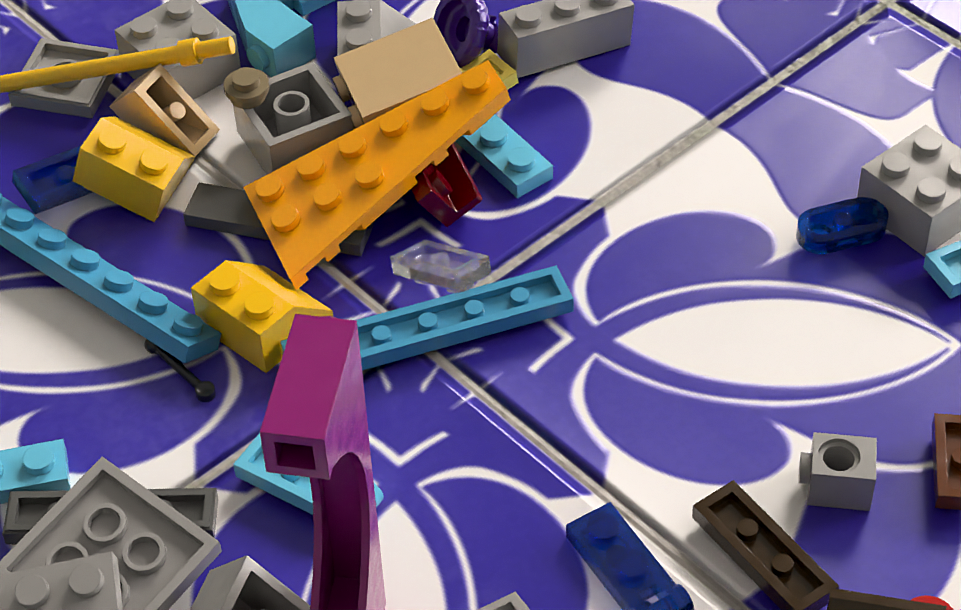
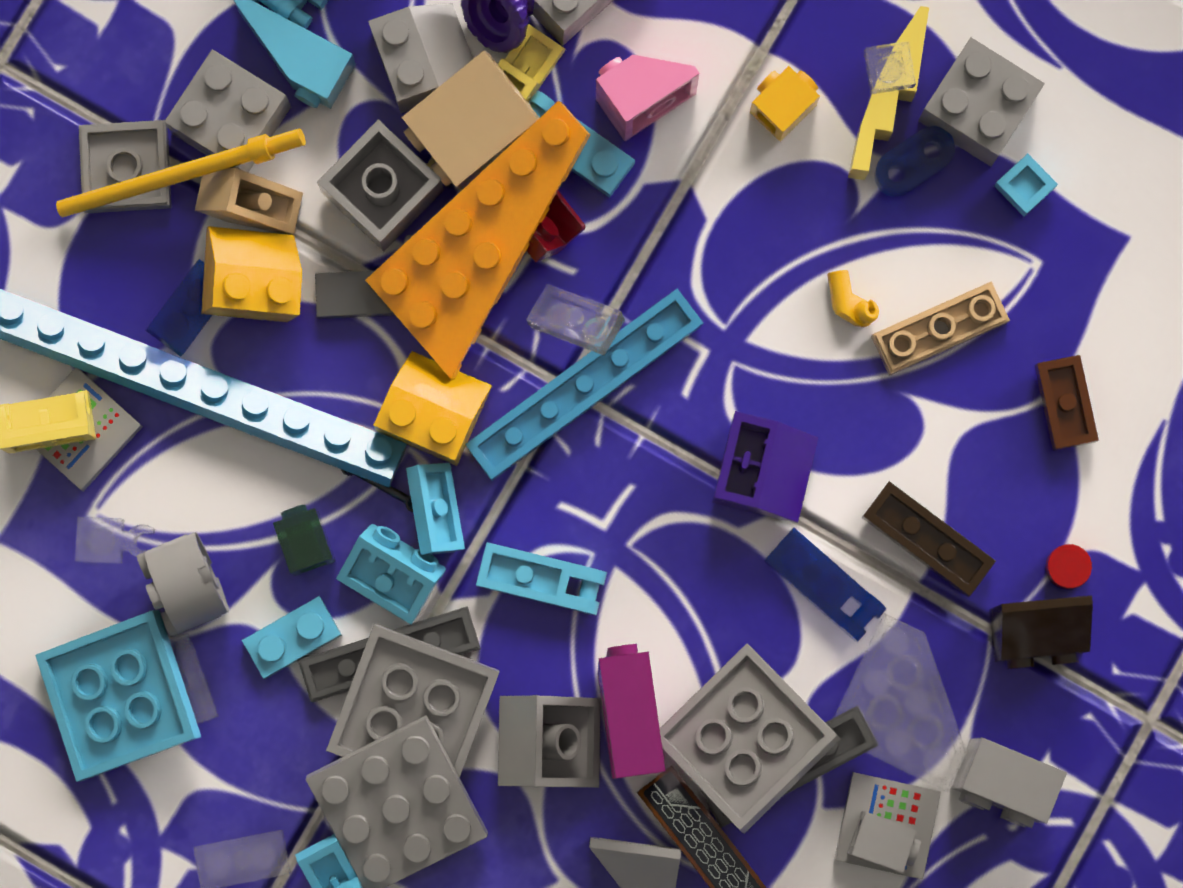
camera: 20 degrees left, 35 degrees up
(72, 386) = (303, 540): none -> clear green brick
(147, 436) = (391, 572): none -> medium azure bracket
(223, 391) = (435, 508): none -> medium azure plate
(246, 87) = (333, 180): dark tan plate -> none
(582, 103) = (643, 91): none -> bright pink slope
(593, 431) = (765, 467): none -> dark purple slope
(720, 152) = (784, 101): none -> yellow brick
(737, 329) = (848, 305): none -> yellow arm
(830, 163) = (881, 108): none -> light yellow slope
(832, 371) = (917, 340): none -> tan tile
(834, 124) = (889, 67): none -> clear plate
(839, 471) = (987, 432): light grey brick -> none

